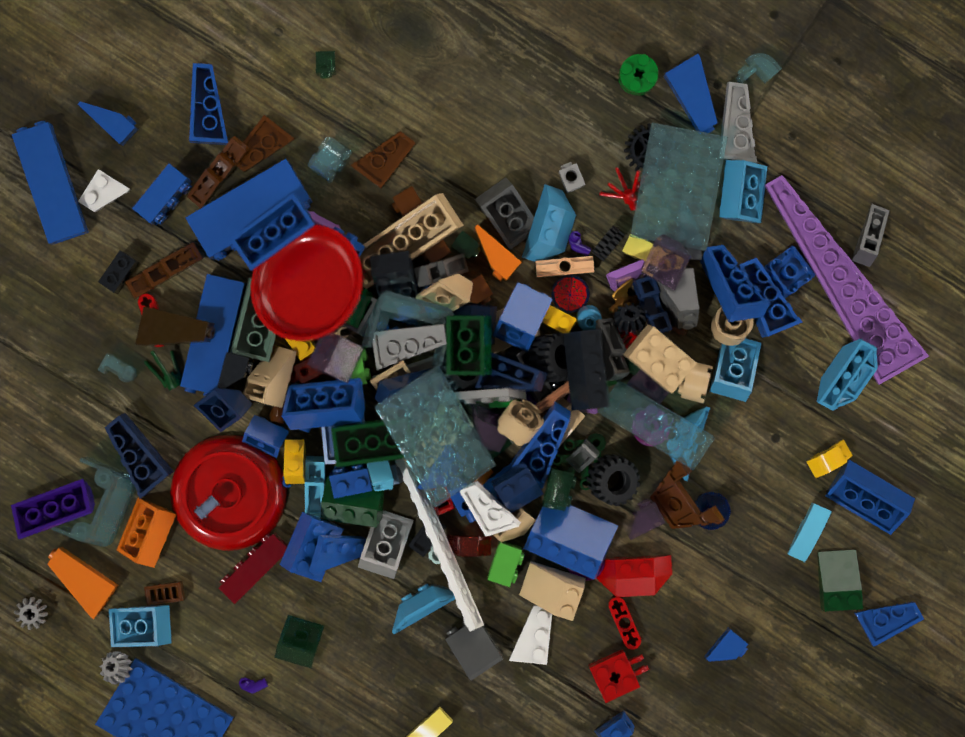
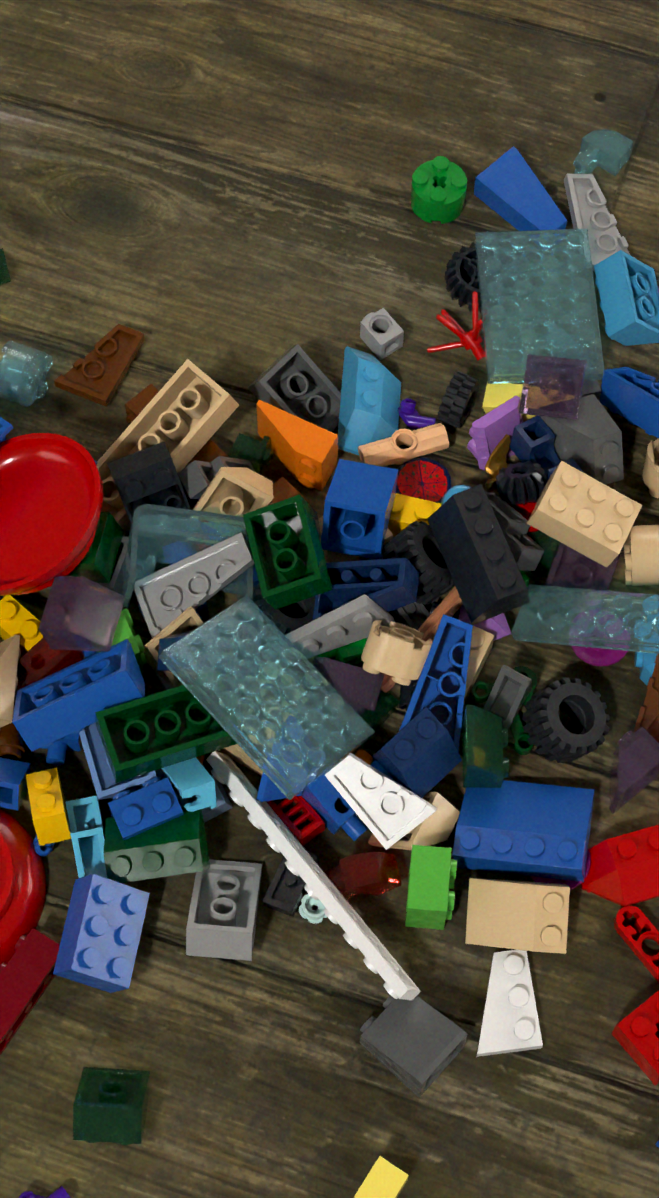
camera: 15 degrees left, 25 degrees down
(335, 550) = (142, 926): blue wing -> none
(421, 604) = (307, 992): dark azure wedge -> none

